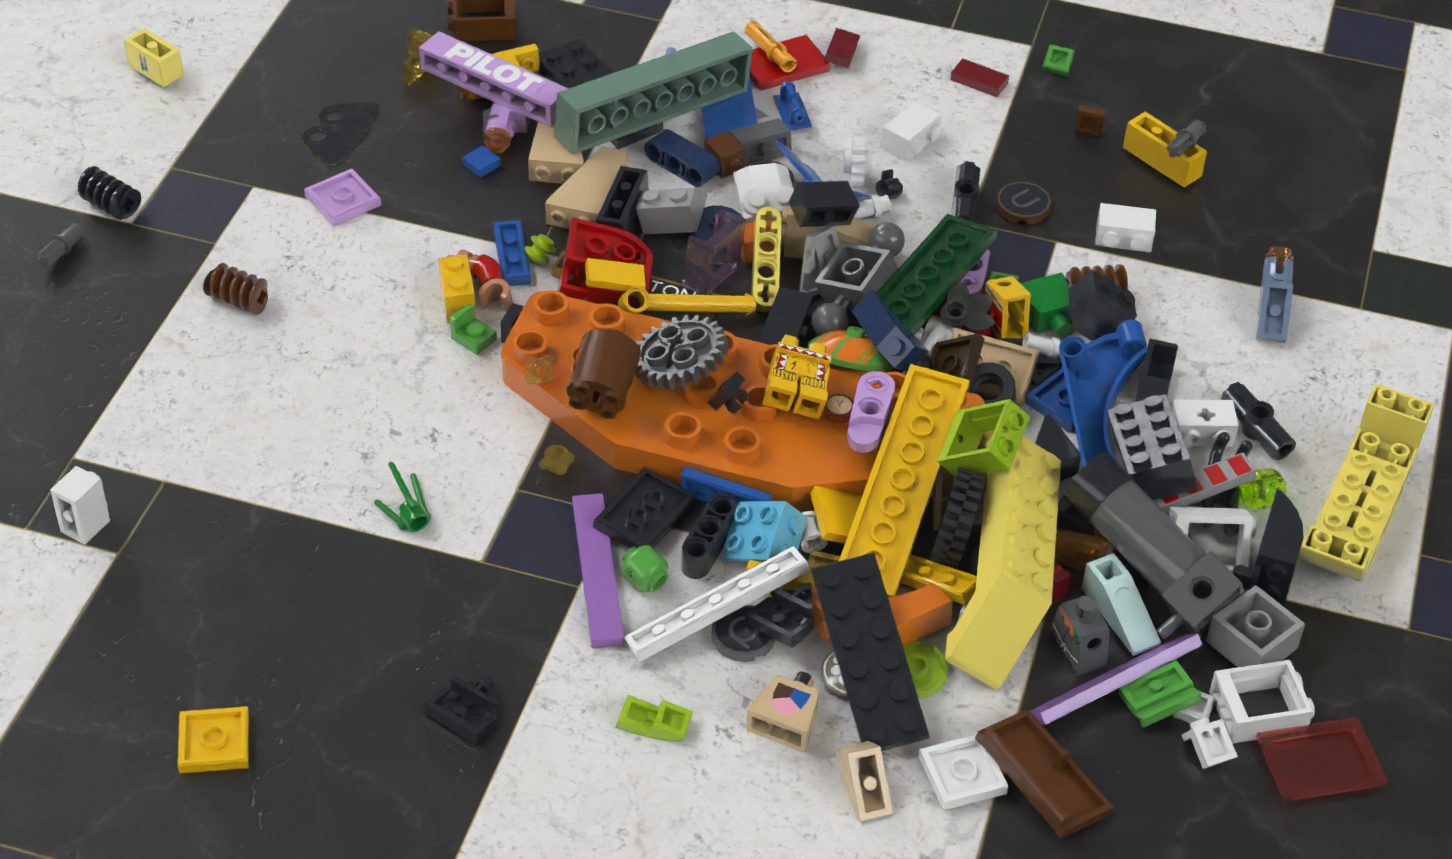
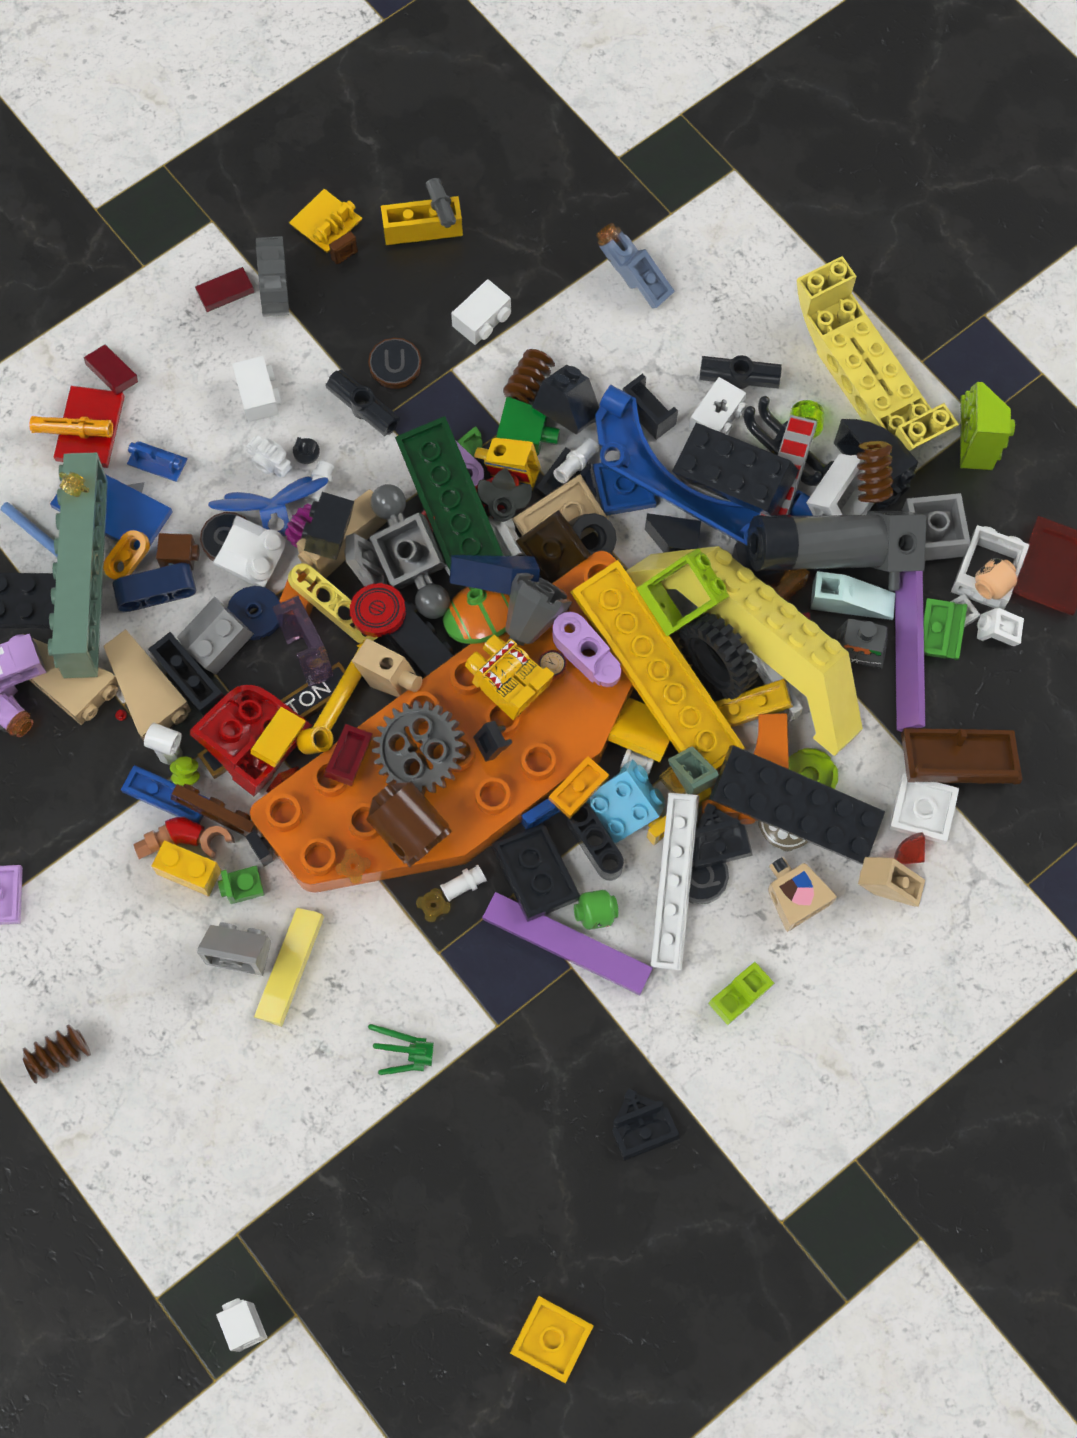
camera: 55 degrees left, 25 degrees up
(410, 348) = (235, 949): none -> light grey slope
(425, 398) = (289, 966): none -> light yellow slope
(481, 161) = (32, 752): blue tile -> none
(520, 275) = (212, 809): none -> reddish brown plate
(551, 216) = (164, 742): none -> white piece
(597, 470) = (463, 882): none -> white pin
(634, 315) = (348, 755): none -> dark red tile
(695, 126) = (126, 553): none -> light orange plate
(709, 39) = (73, 484): none -> clear yellow plate
(737, 316) = (393, 676): none -> tan torso
(742, 484) = (578, 787): none -> light orange plate
(761, 139) = (180, 509): dark grey hinge -> none
(785, 282) = (377, 610): none -> red tile
(827, 551) = (693, 771): none -> sand green slope
(873, 350) = (533, 608): none -> dark grey cone
(911, 782) = (911, 849): none -> clear red tile
(1012, 81) = (272, 276): none -> dark grey connector
(1058, 60) = (252, 216): bright green tile -> none
(1112, 99) = (326, 219): none -> yellow hinge
(1245, 692) = (996, 579): none -> light nougat head
(1246, 530) = (876, 473): none -> reddish brown piece
(1388, 609) = (983, 428): none -> lime wedge

